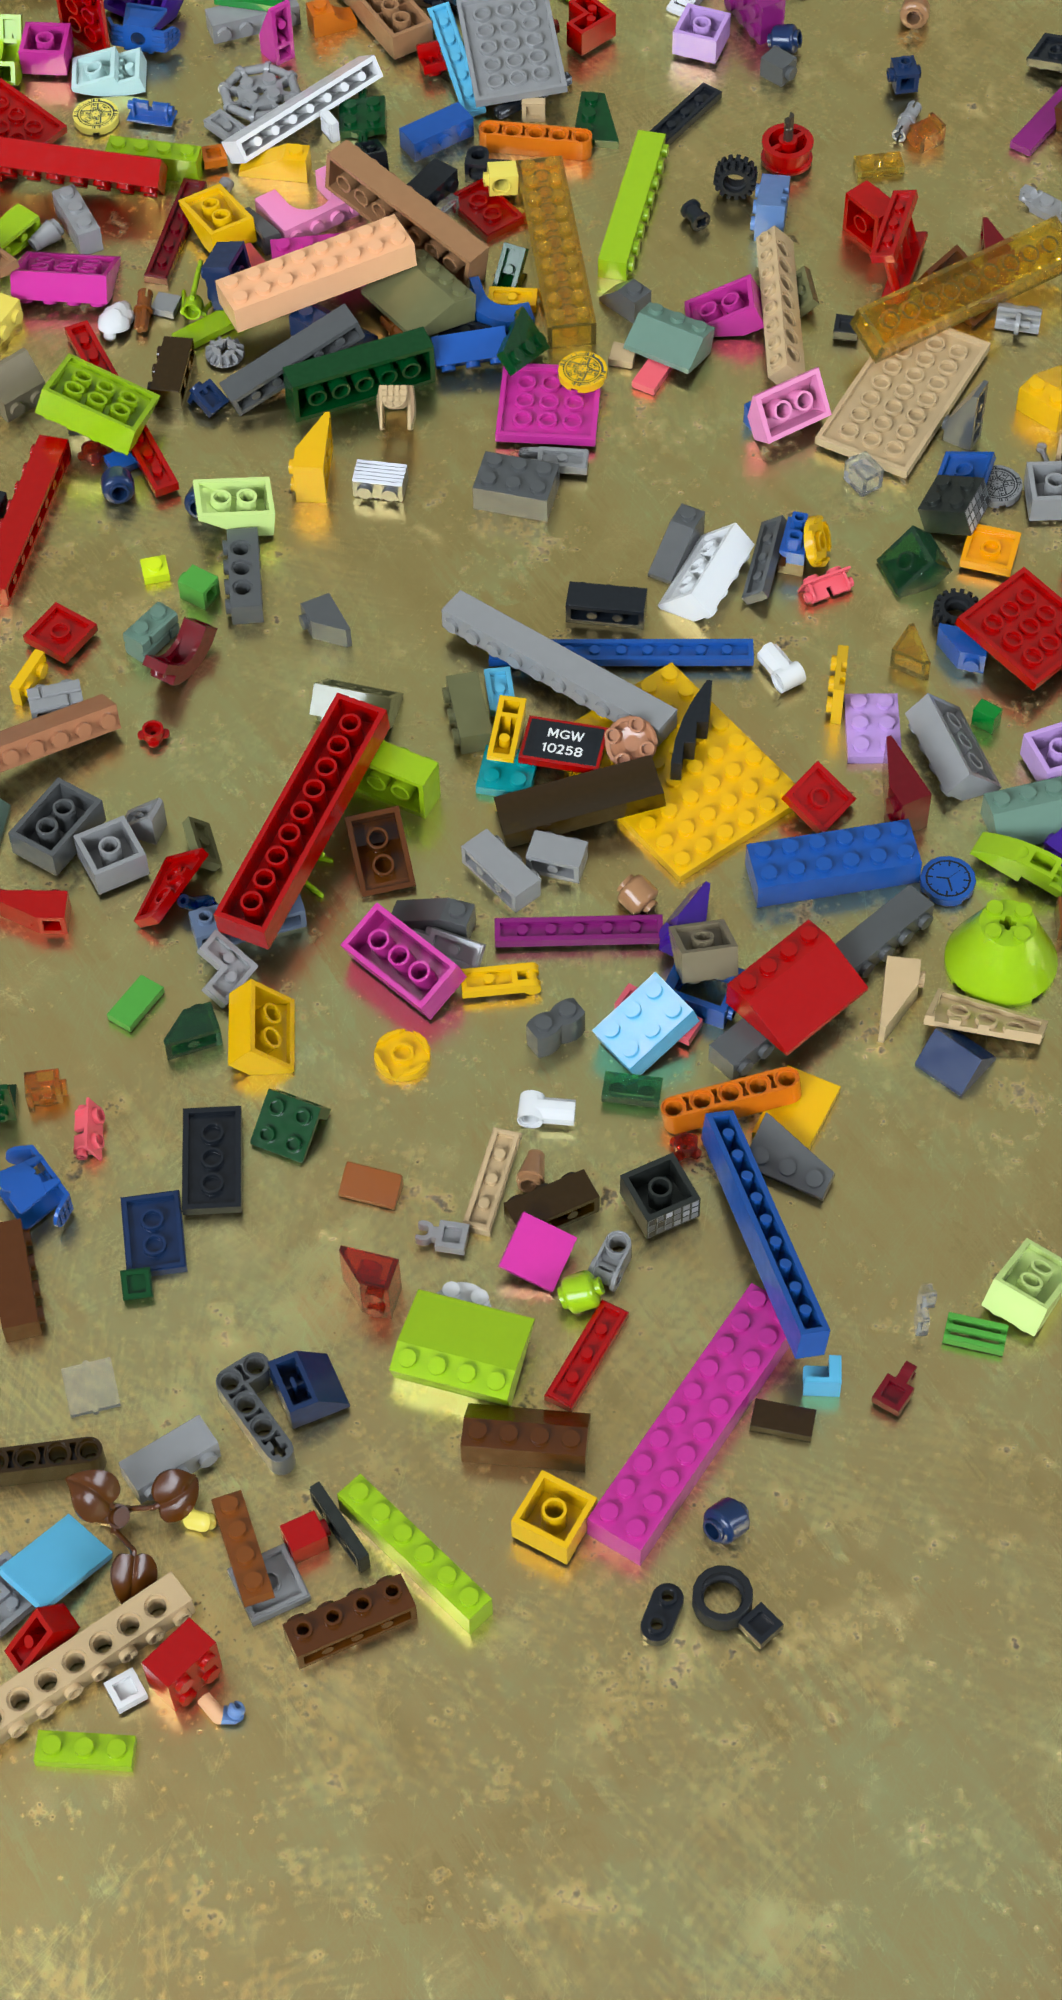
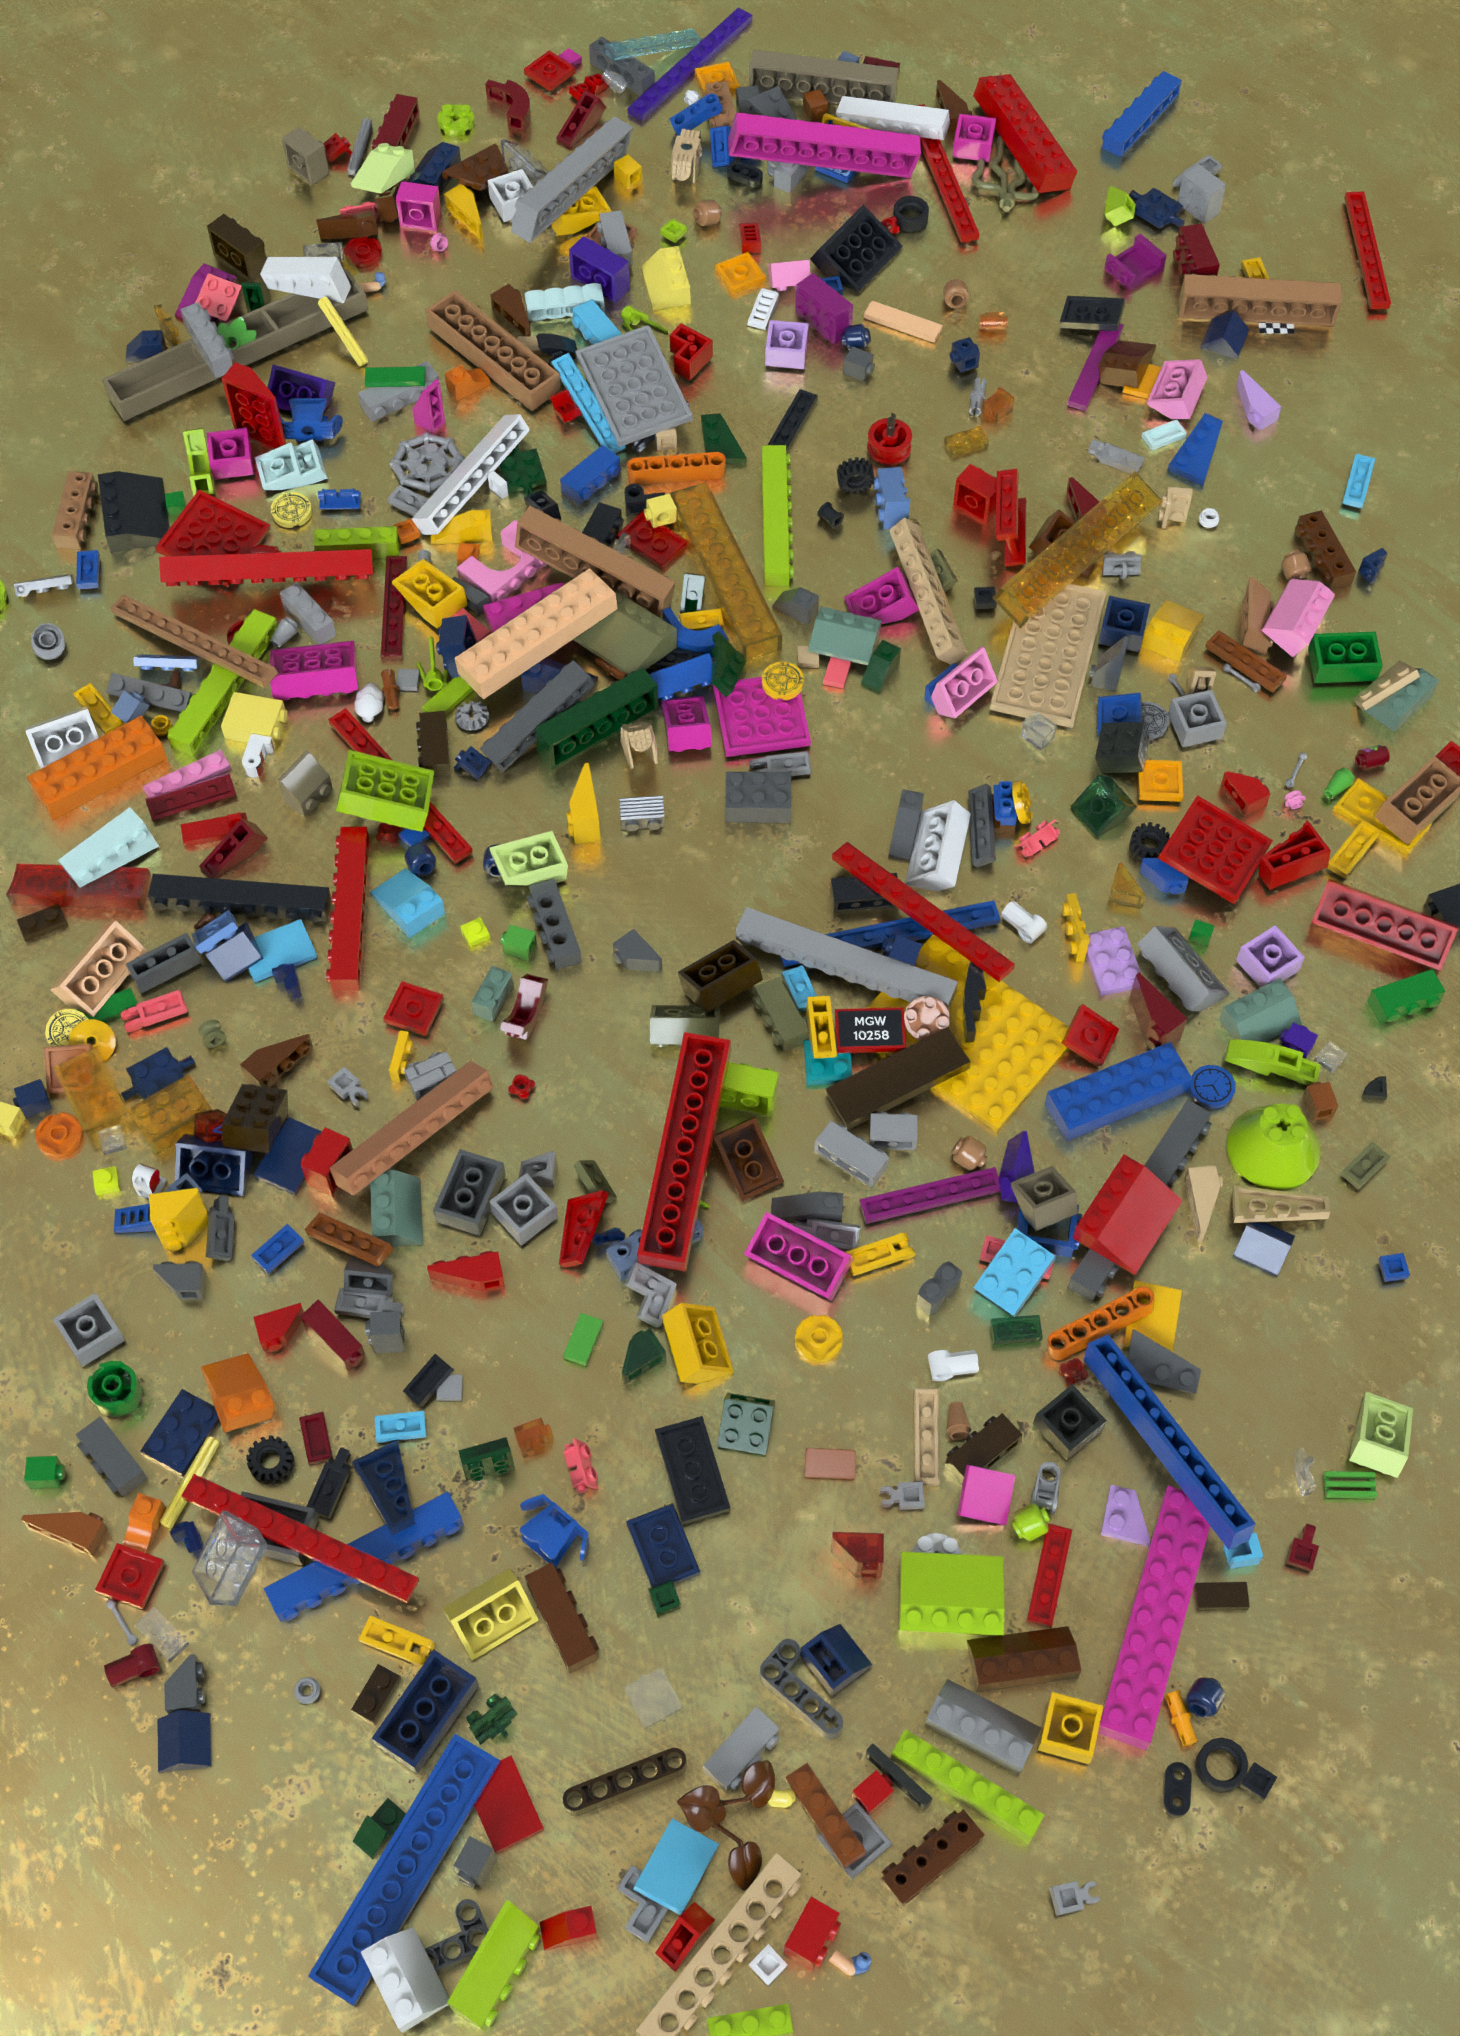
camera: 15 degrees left, 5 degrees up
(92, 527) = (409, 902): none -> medium azure slope
(280, 186) = (466, 550): none -> orange plate
(410, 658) = (720, 976): none -> dark brown brick
(452, 1496) = (982, 1727): none -> light grey slope
(460, 399) = (686, 723): none -> dark pink slope
(496, 1699) = (1069, 1898): none -> light grey plate
(624, 664) = (901, 949): none -> dark blue brick
(662, 631) = (923, 912): none -> red plate
(690, 1538) = (1181, 1718): none -> light orange pin
(693, 1311) = (1124, 1517): none -> lavender wing
(703, 376) = (881, 666): none -> dark green slope
(845, 32) = (903, 321): none -> light nougat tile
(949, 47) = (993, 322): none -> clear orange brick
(1005, 374) = (1123, 619): none -> dark blue brick

